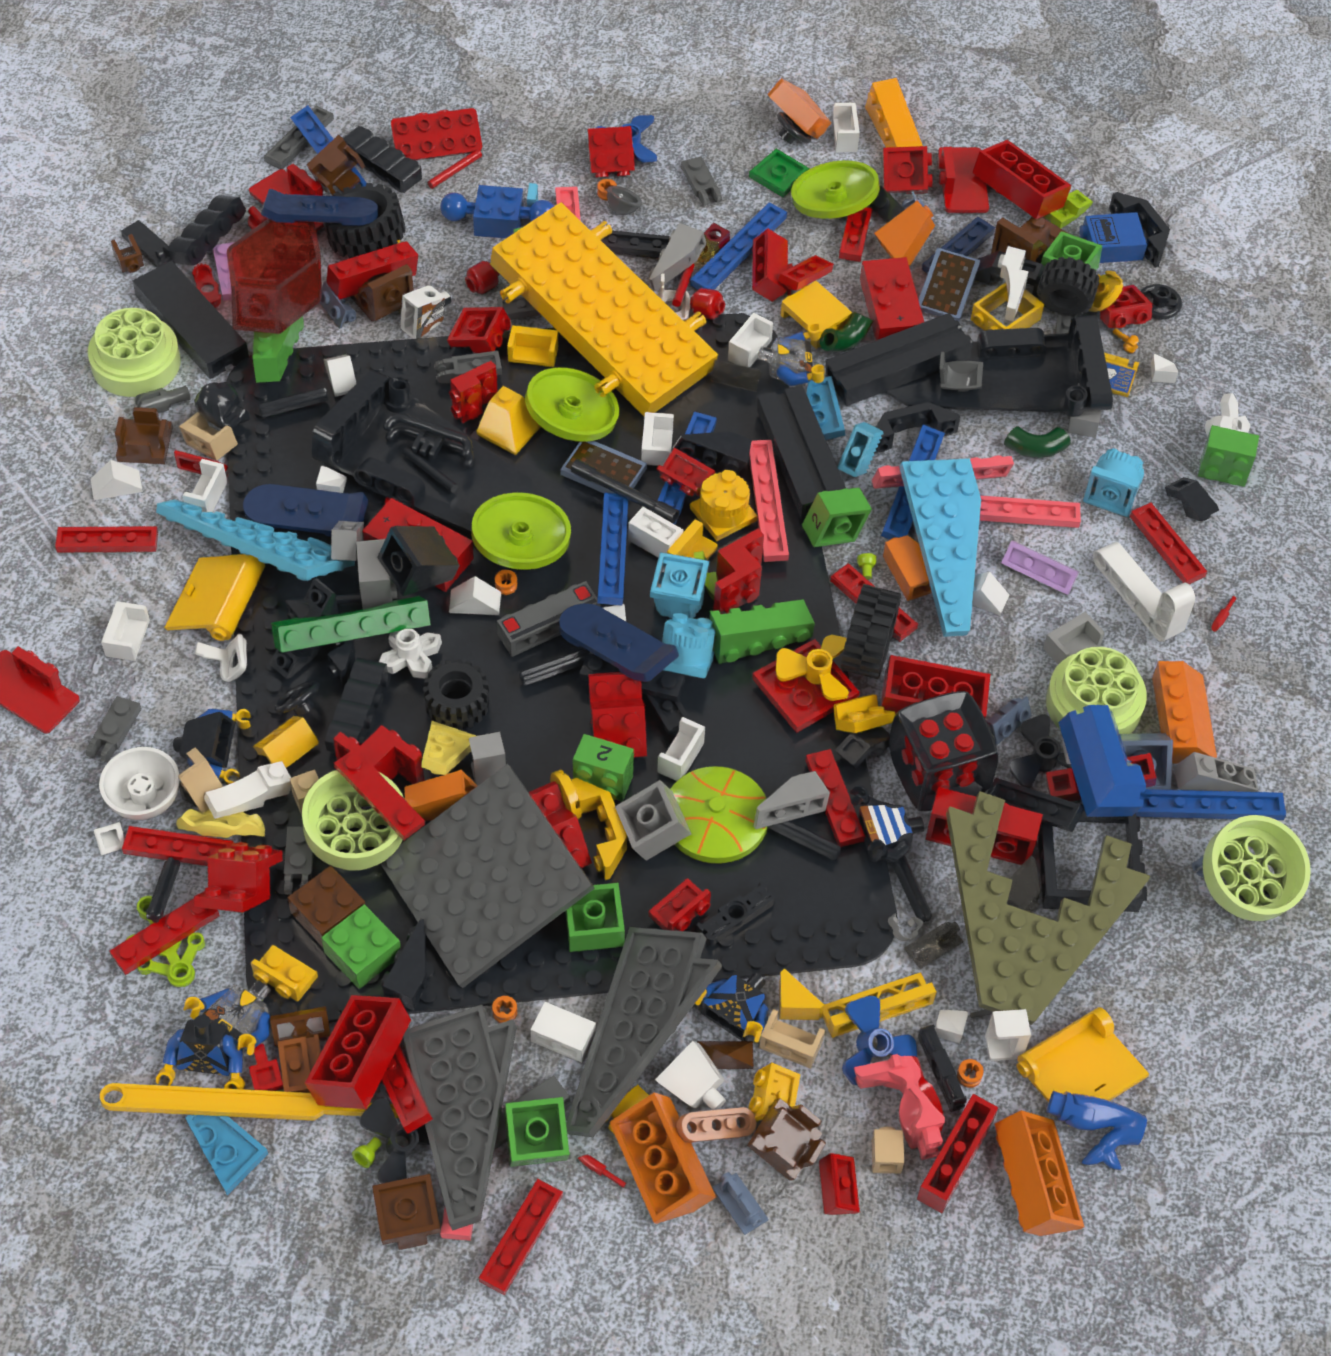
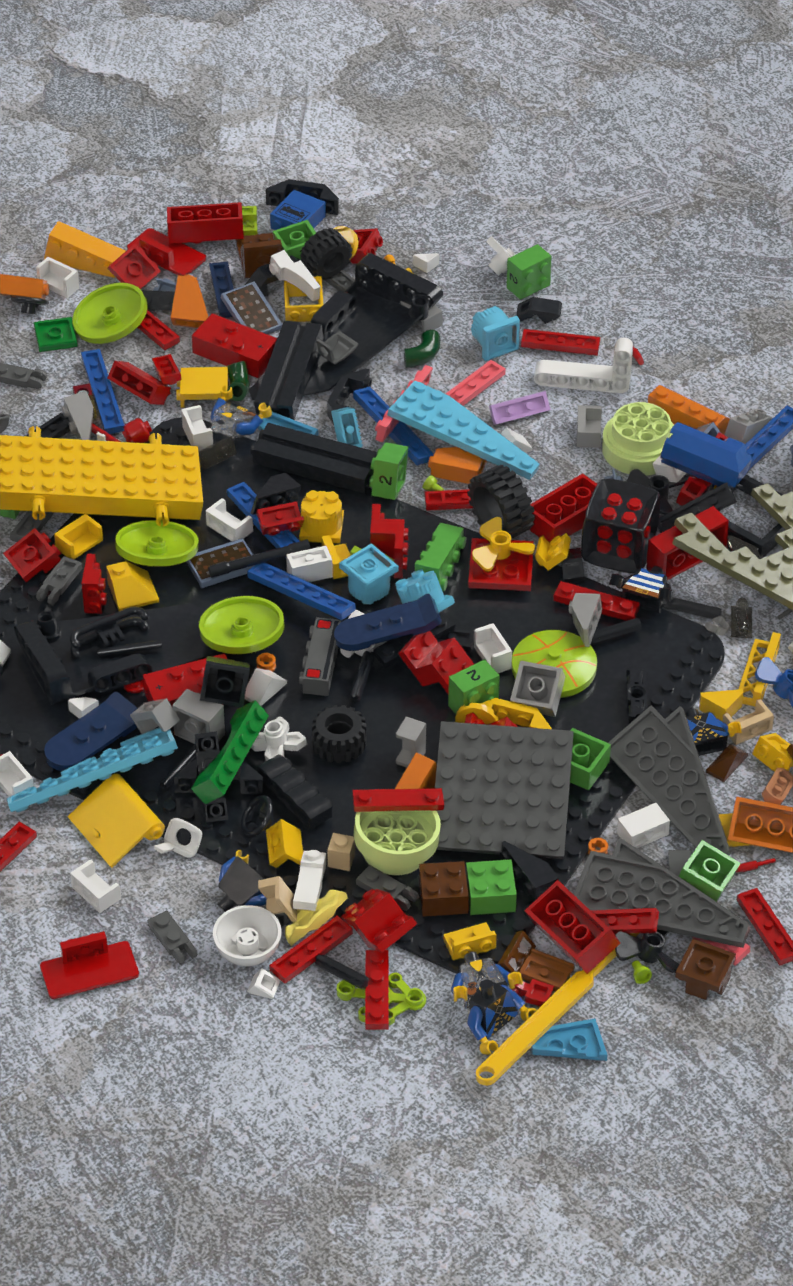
camera: 50 degrees left, 10 degrees down
(385, 753) = (340, 807): red bracket -> none
(445, 748) = (378, 759): light yellow wing -> none
(680, 907) = (610, 716): red bracket -> none
(693, 1078) = (736, 779): white torso -> none
(768, 501) = (351, 503): coral plate -> none
(1161, 297) = (370, 222): black piece -> none

